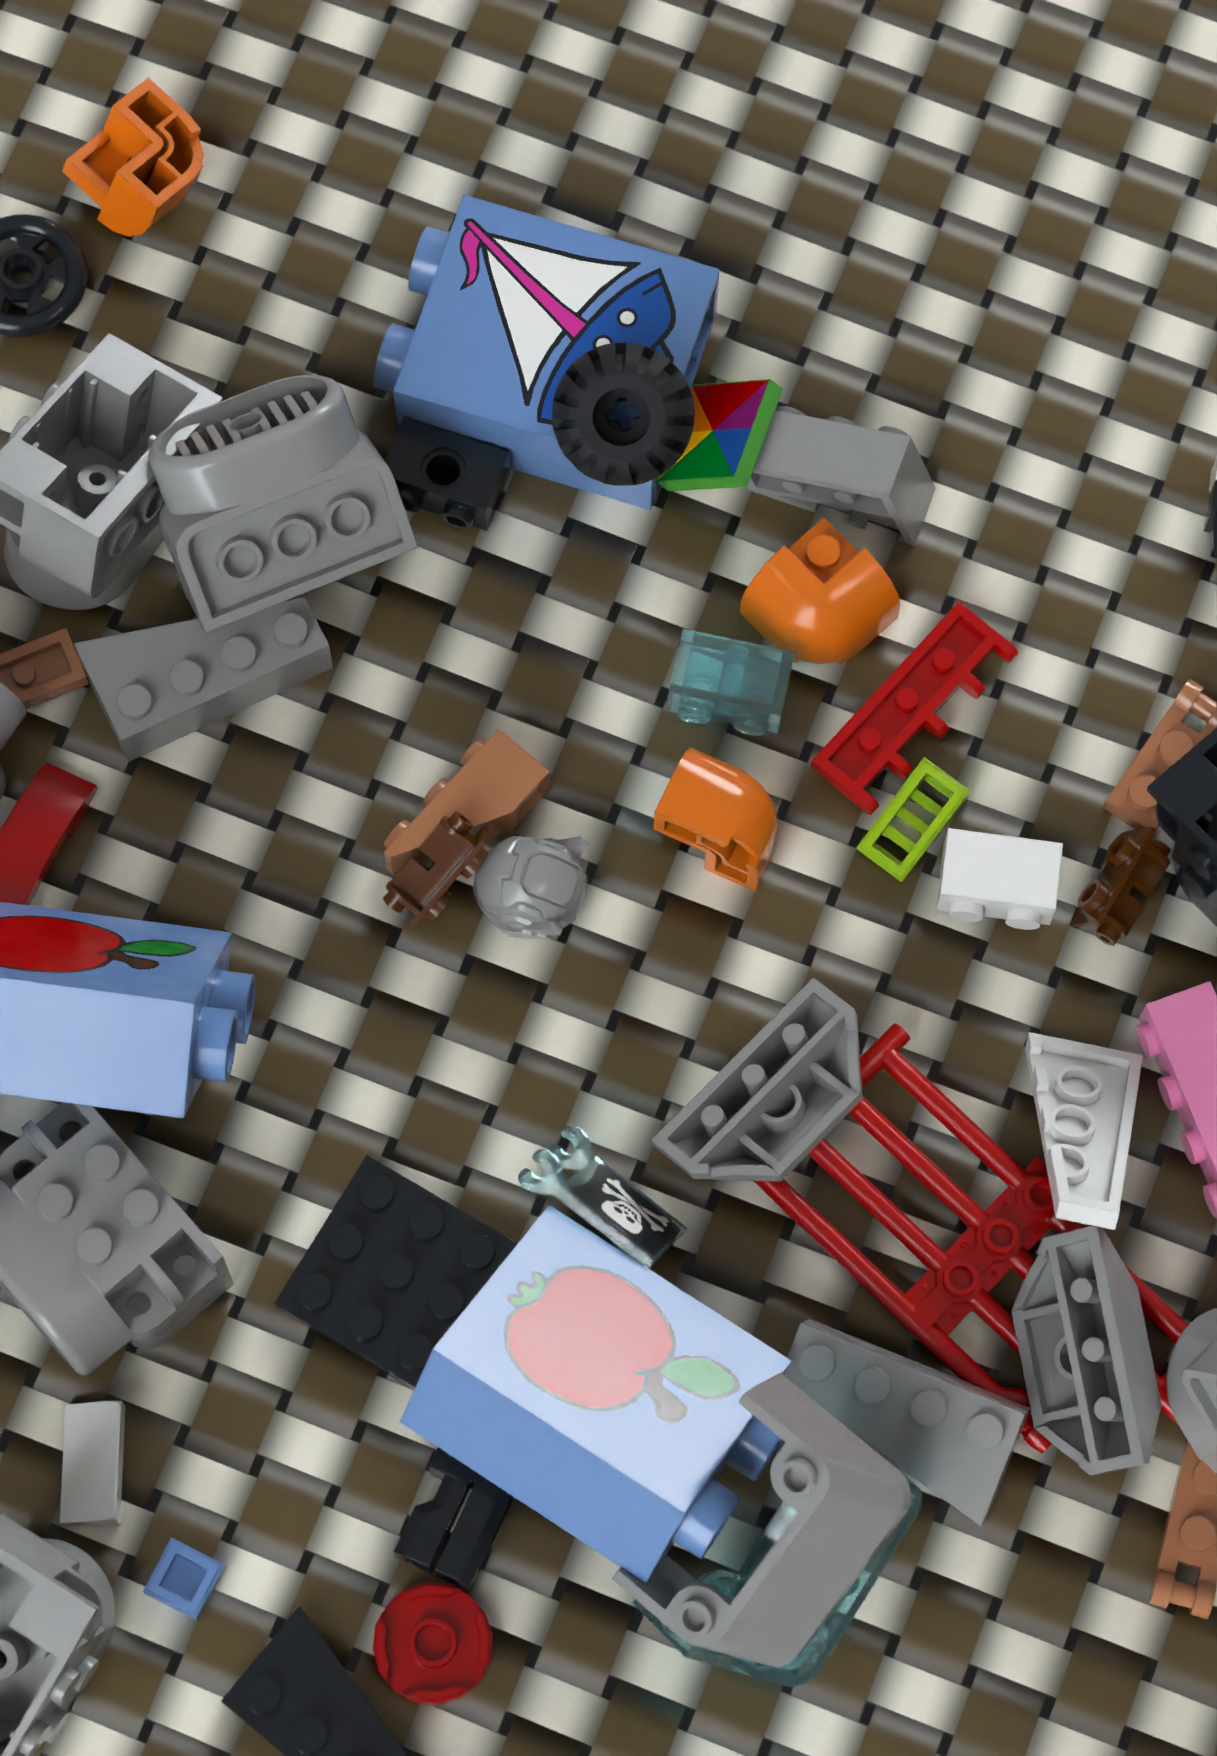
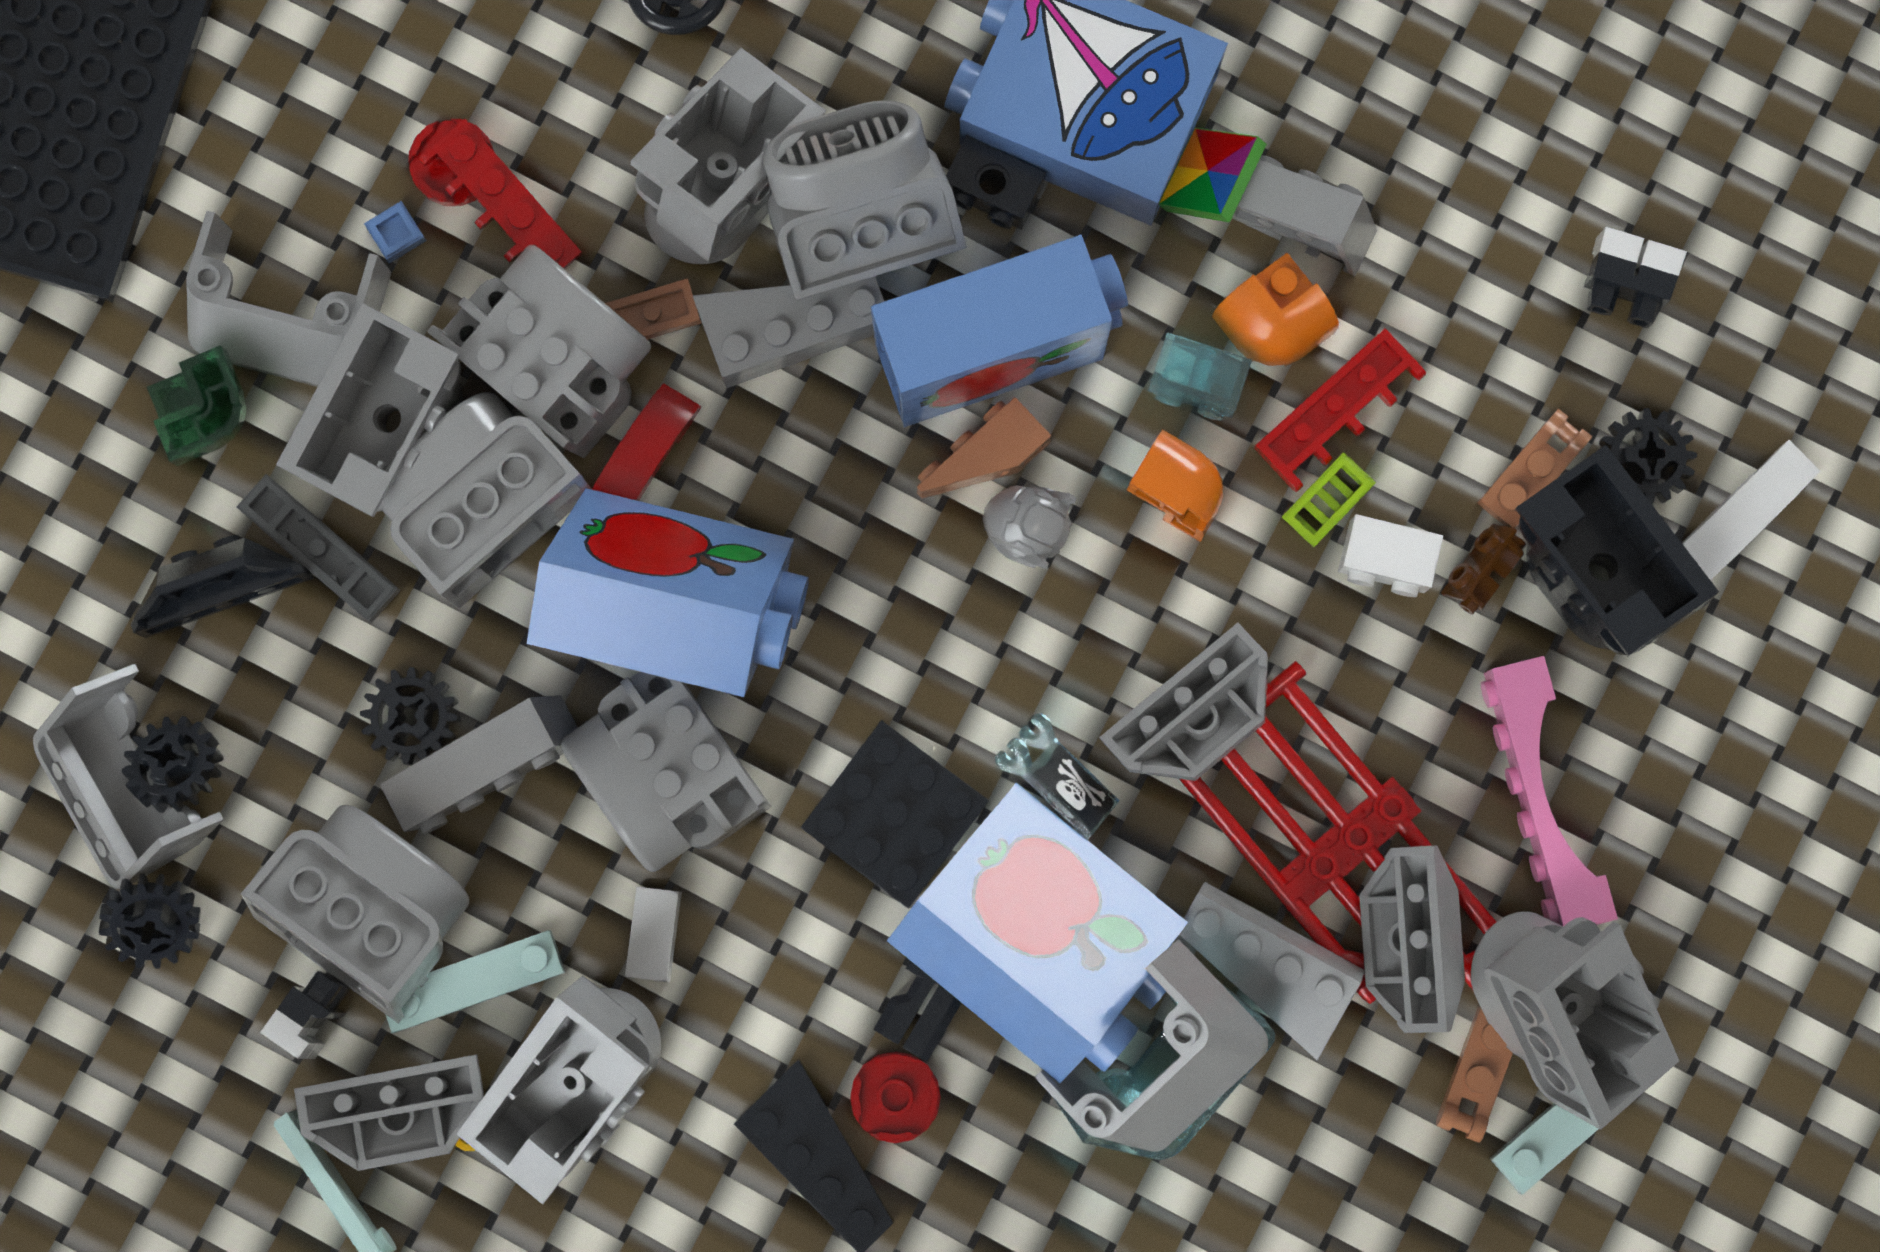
camera: 10 degrees right, 10 degrees up
(184, 1579) = (714, 1028): medium blue tile -> none
(425, 888) = (970, 494): reddish brown hinge -> none
(465, 640) = (997, 328): none -> medium blue brick
(595, 441) = (1117, 179): black wheel -> none
(1085, 1123) = (1434, 759): white wing -> none

